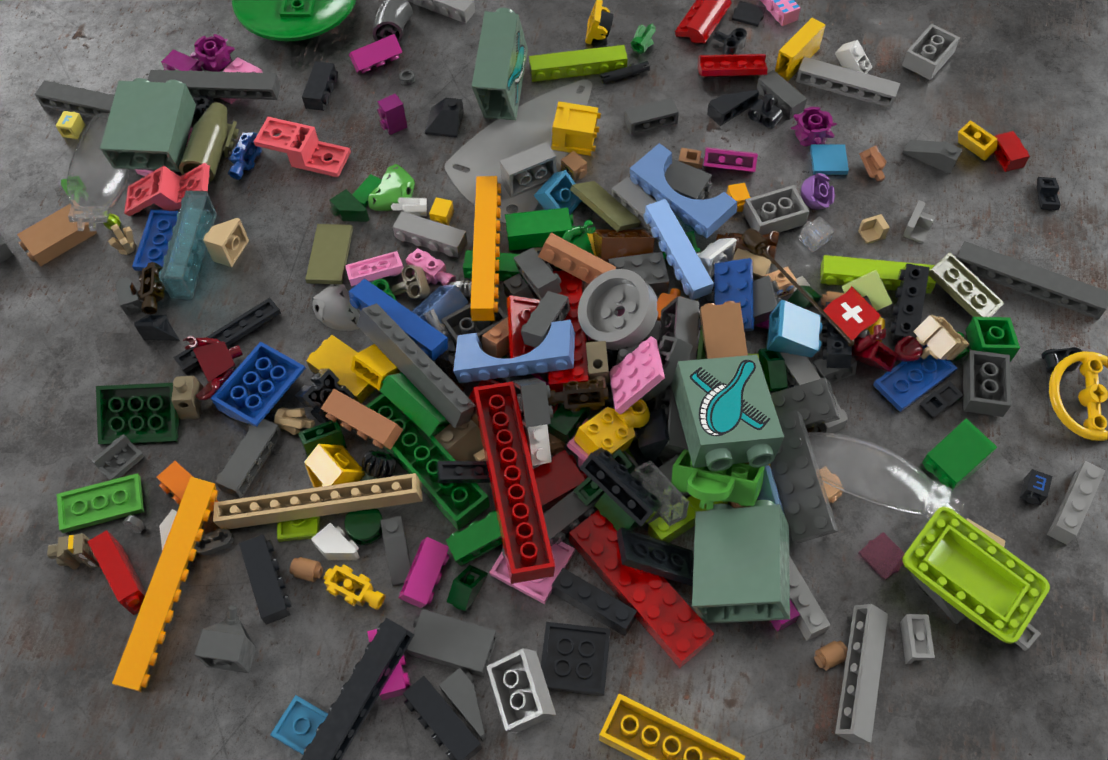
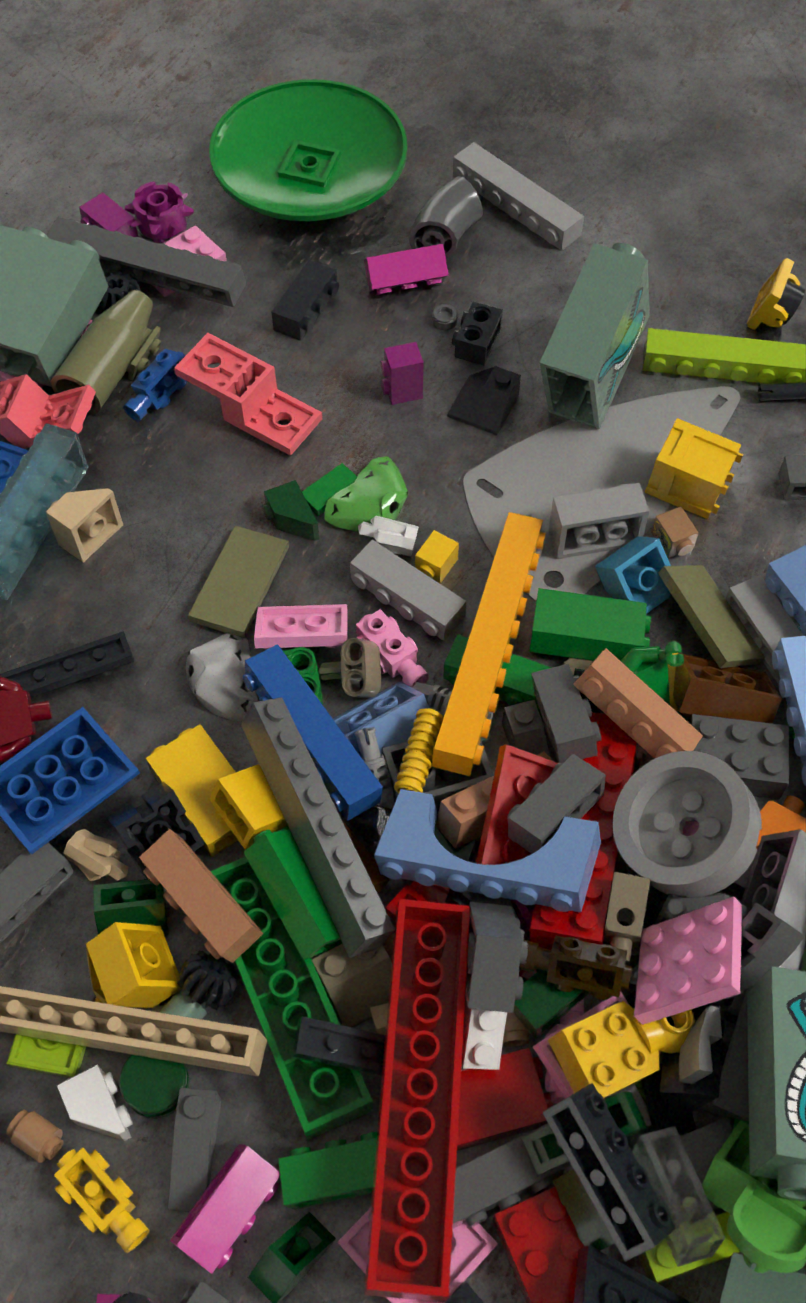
camera: 15 degrees right, 0 degrees up
(429, 82) = (477, 333): none -> black brick
(462, 313) = (419, 751): none -> yellow piece
(652, 421) = (695, 1052): none -> light grey slope

